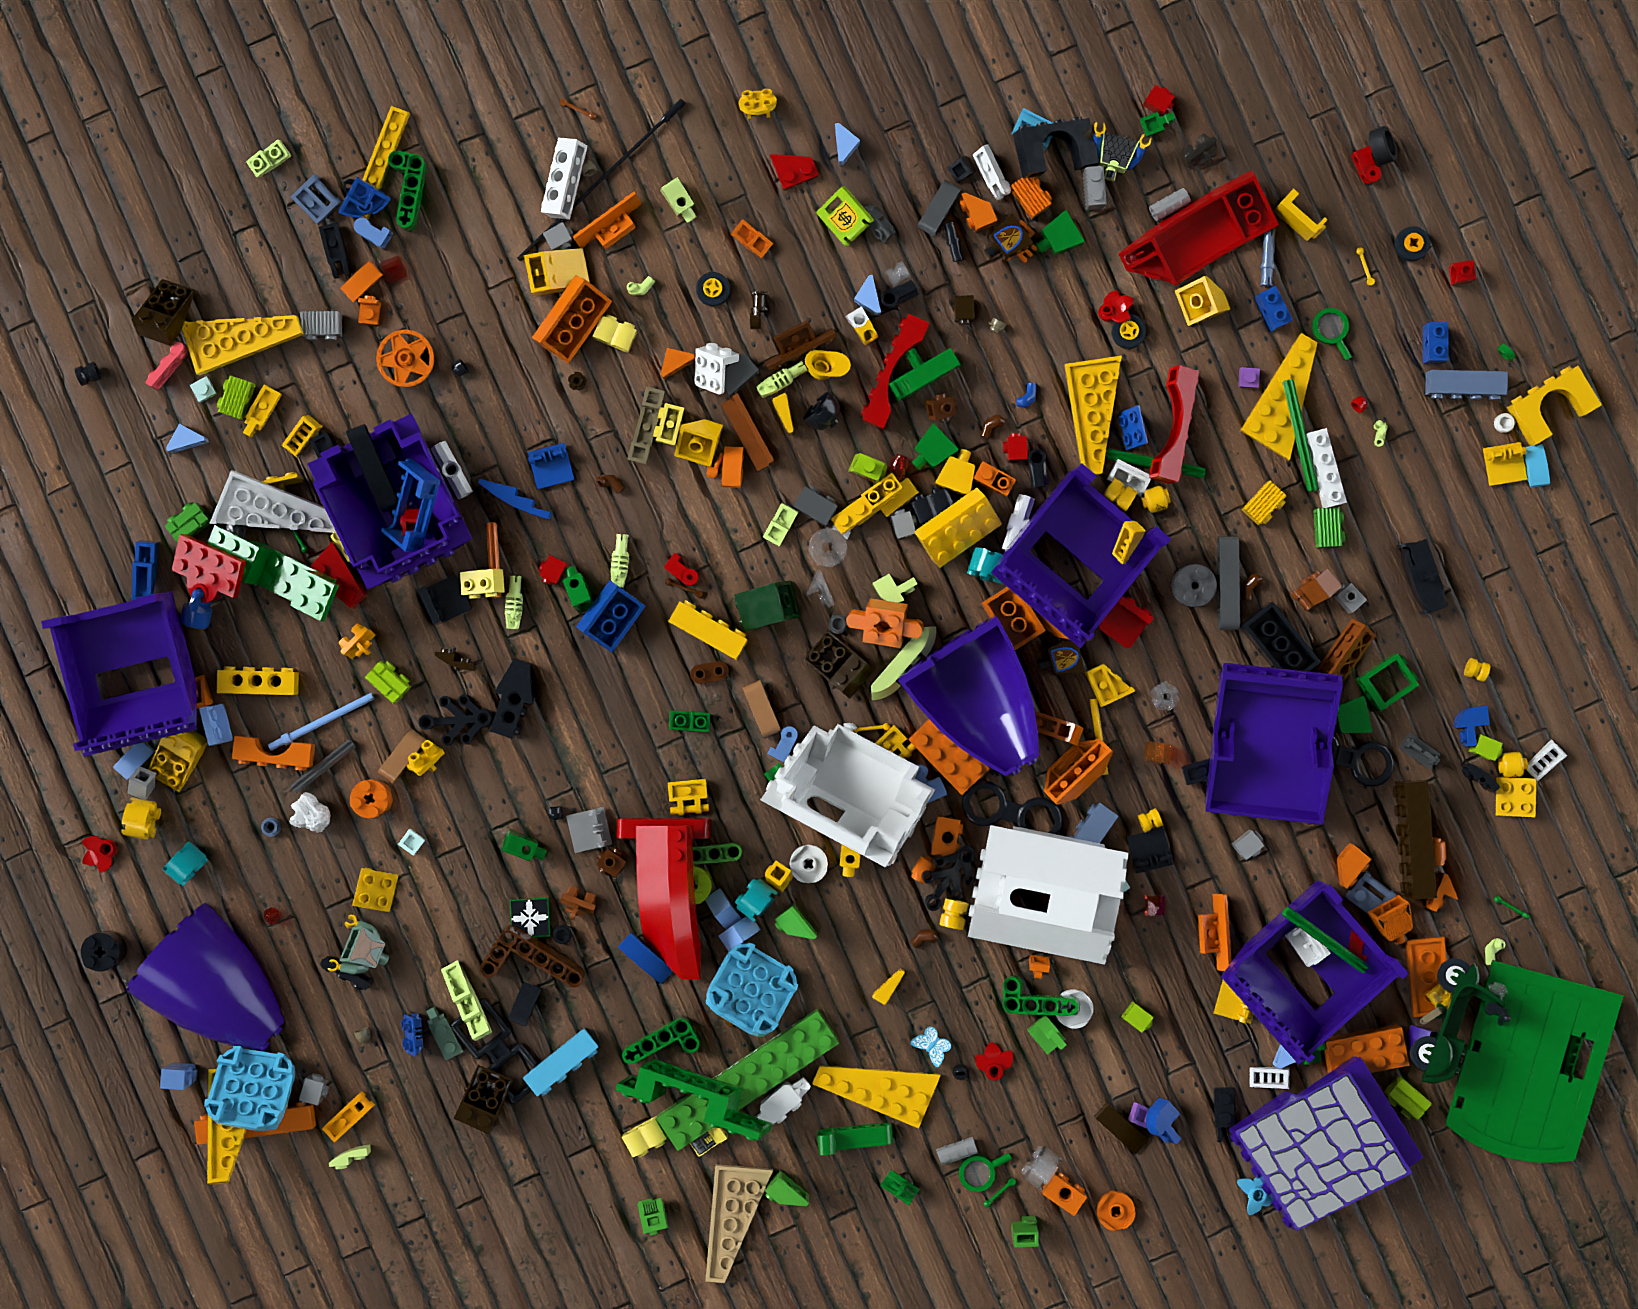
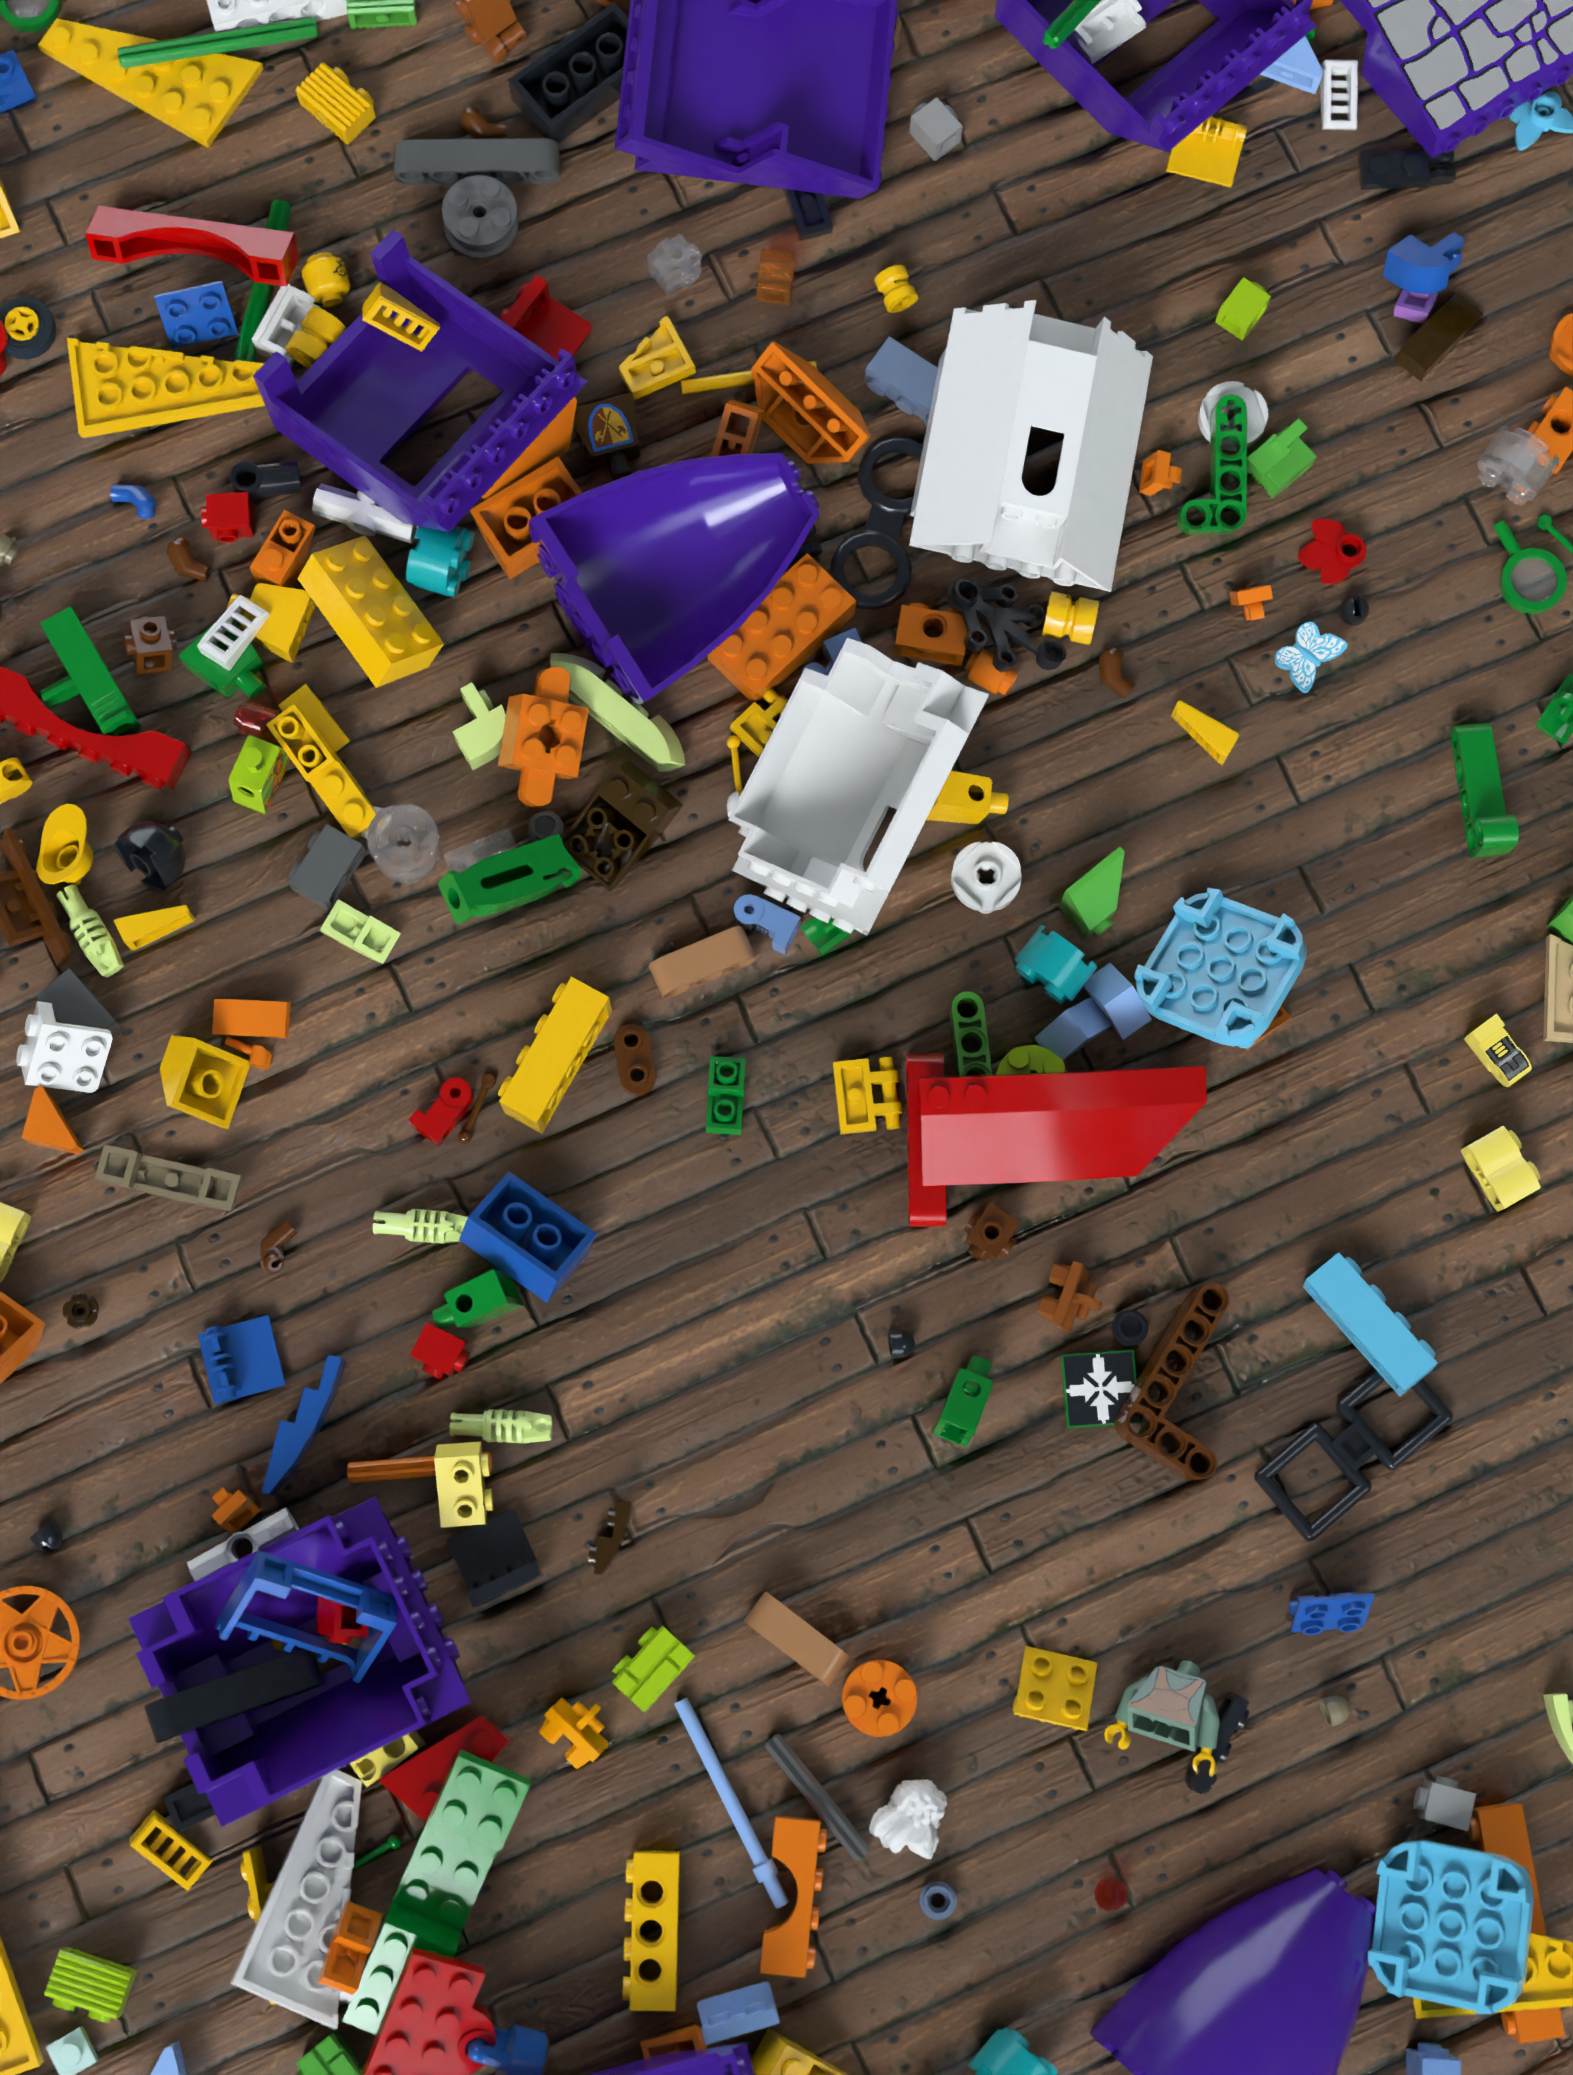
camera: 90 degrees left, 10 degrees down
(248, 528) = (349, 1948): none -> orange slope
(261, 410) = (116, 1932): yellow hinge -> none
(347, 1117) = (1494, 1737): light orange plate -> none
(411, 842) = (961, 1618): light aqua plate -> none
(425, 759) = (803, 1591): yellow hips -> none
(443, 1034) = (1327, 1552): sand green hinge -> none
(459, 719) = (725, 1528): black plant -> none
(466, 1000) = (1261, 1507): yellowish green slope -> none
(472, 464) = (234, 1510): none -> orange tile
(483, 1099) = (1447, 1470): dark brown slope -> none
(515, 680) = (651, 1420): black brick -> none
(524, 1004) = (1264, 1396): black slope -> none
(589, 830) = (932, 1279): light grey hinge -> none
(645, 957) = (1167, 1170): blue slope -> none
(659, 1043) = (1328, 1142): green beam -> none
(669, 424) = (167, 1133): light yellow brick -> none
(722, 1097) = (1421, 1006): green bracket -> none
(747, 433) = (187, 990): dark orange fence -> none
(753, 1074) = (1385, 981): bright green brick -> none
(766, 605) = (511, 957): dark green slope -> none
(778, 876) = (1009, 926): yellow brick -> none
(782, 1100) = (1425, 922): white hinge -> none
(803, 605) = (509, 879): none -> green piece
(886, 1091) = (1395, 734): yellow wing -> none
(904, 524) = (363, 711): light grey brick -> none
(932, 505) = (331, 662): black brick -> none
(941, 459) = (228, 658): none -> white slope
(956, 1151) = (1495, 612): light grey axle -> none
(965, 1015) = (1251, 599): none -> orange tile
(1149, 850) = (947, 286): black hinge -> none
(1154, 905) = (1045, 284): clear red slope -> none
(1215, 932) = (1091, 178): orange bracket -> none
(1249, 377) = (115, 131): medium lavender plate -> none

